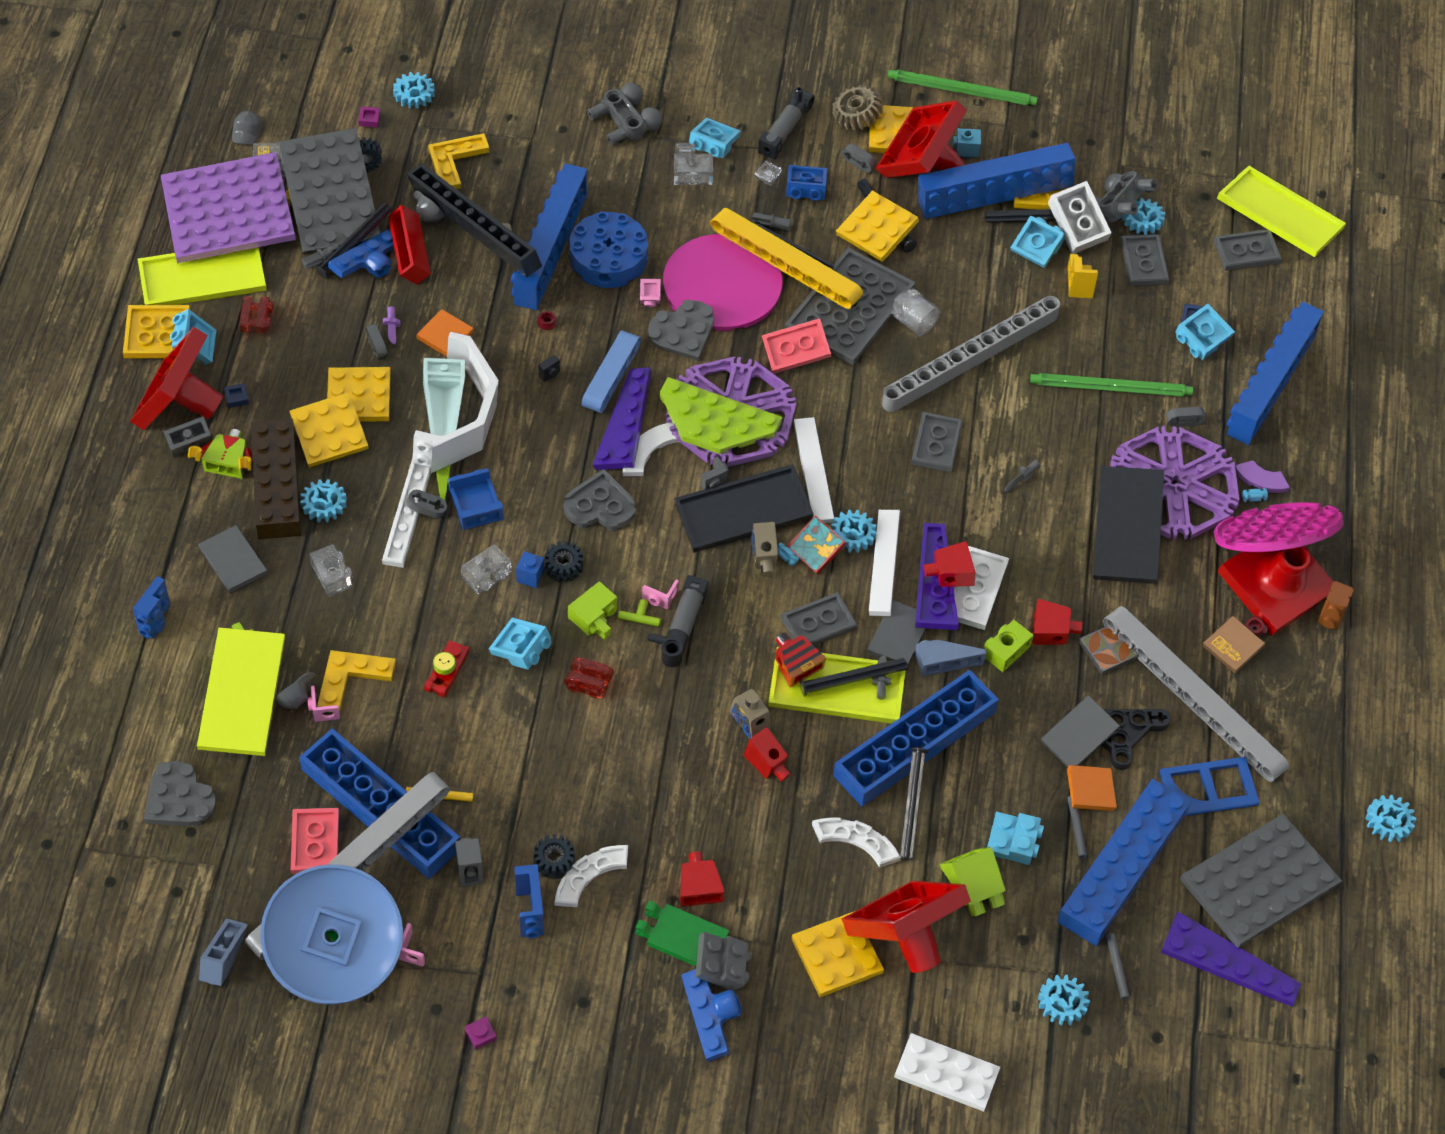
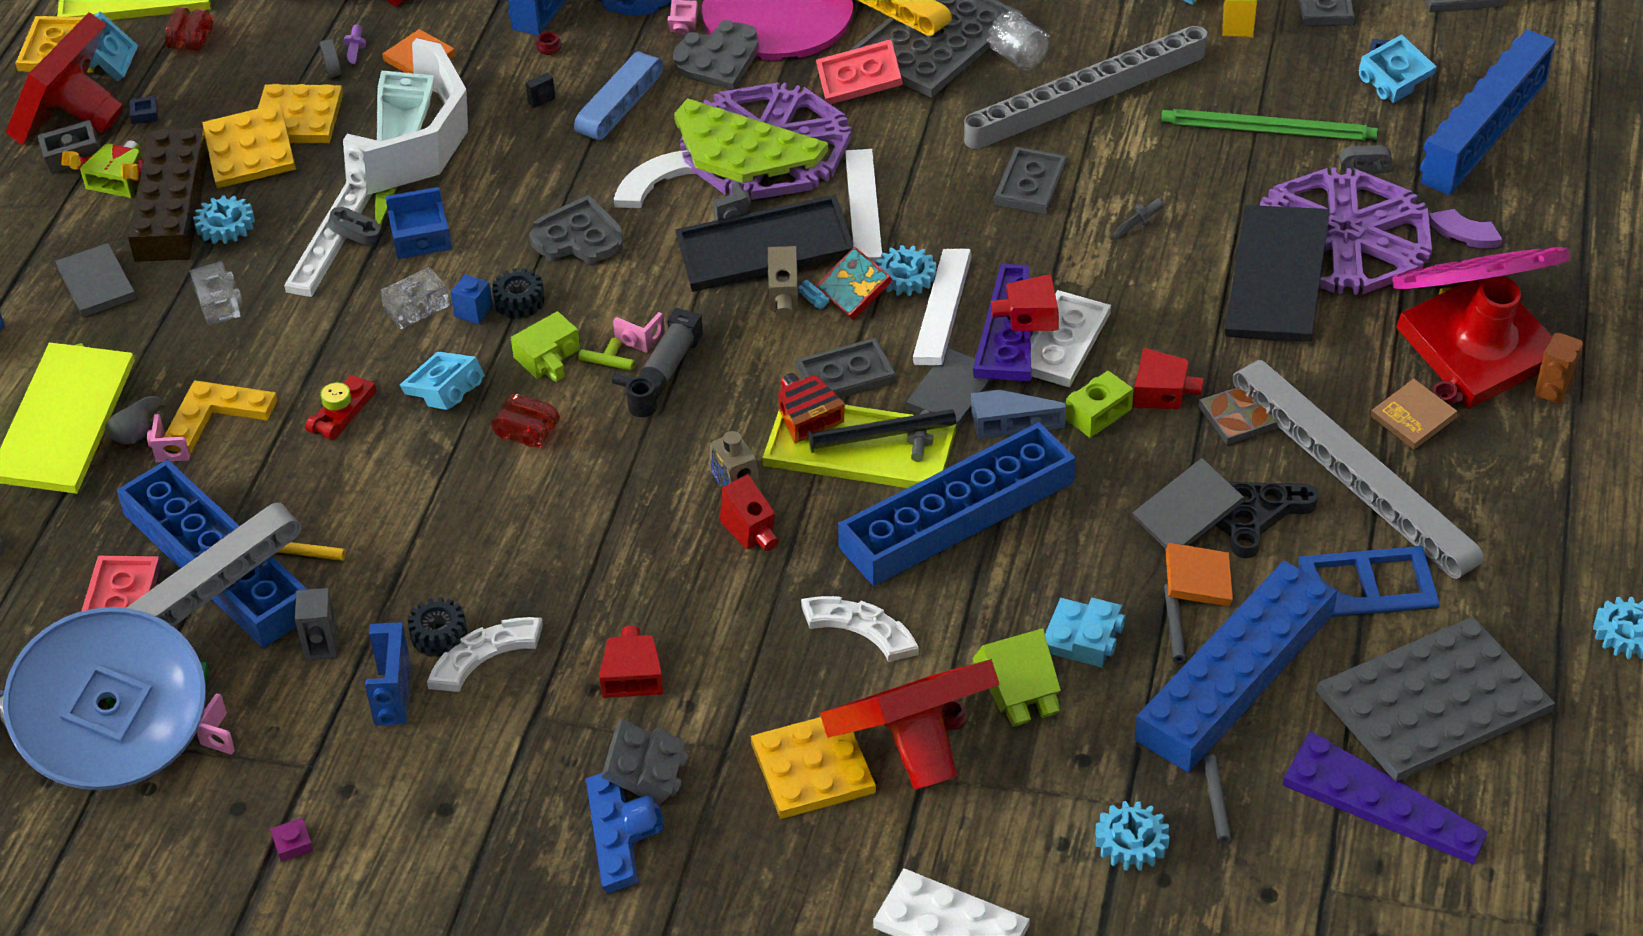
camera: 10 degrees right, 10 degrees down
(624, 428) = (624, 155): dark purple wing -> none
(676, 931) = (585, 724): green tile -> none
(913, 803) = (942, 577): axle -> none
(1254, 495) = (1454, 247): medium azure piece -> none

